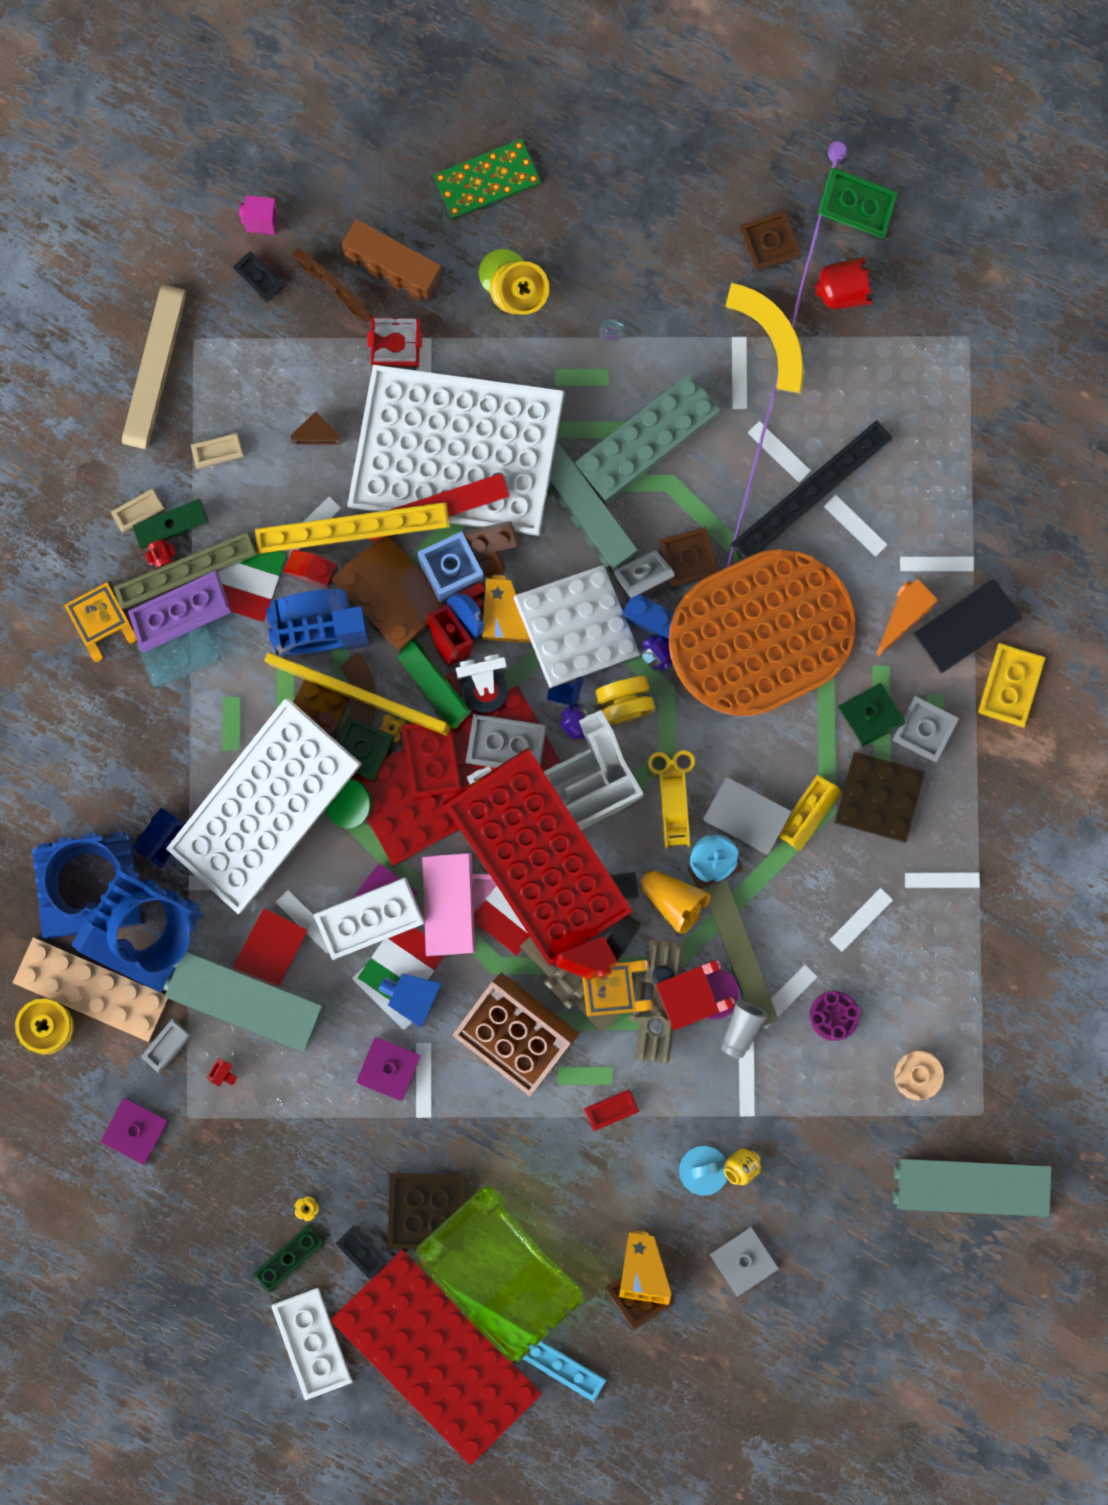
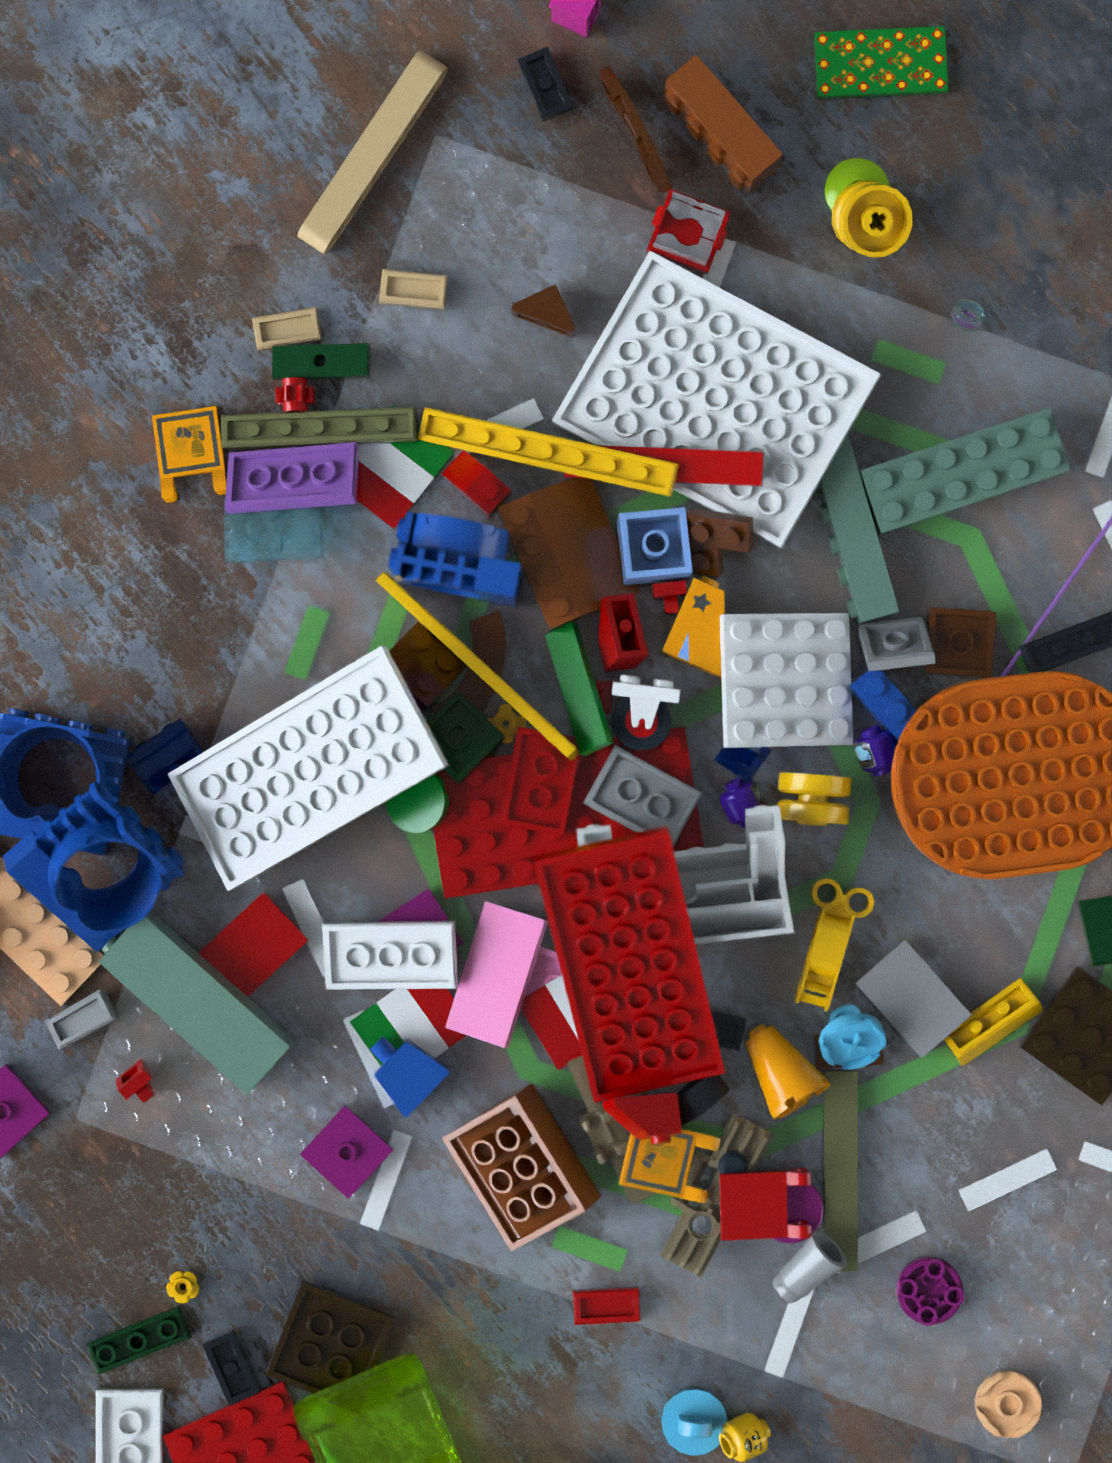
camera: 25 degrees right, 5 degrees up
(467, 613) = (654, 615): blue tile -> none

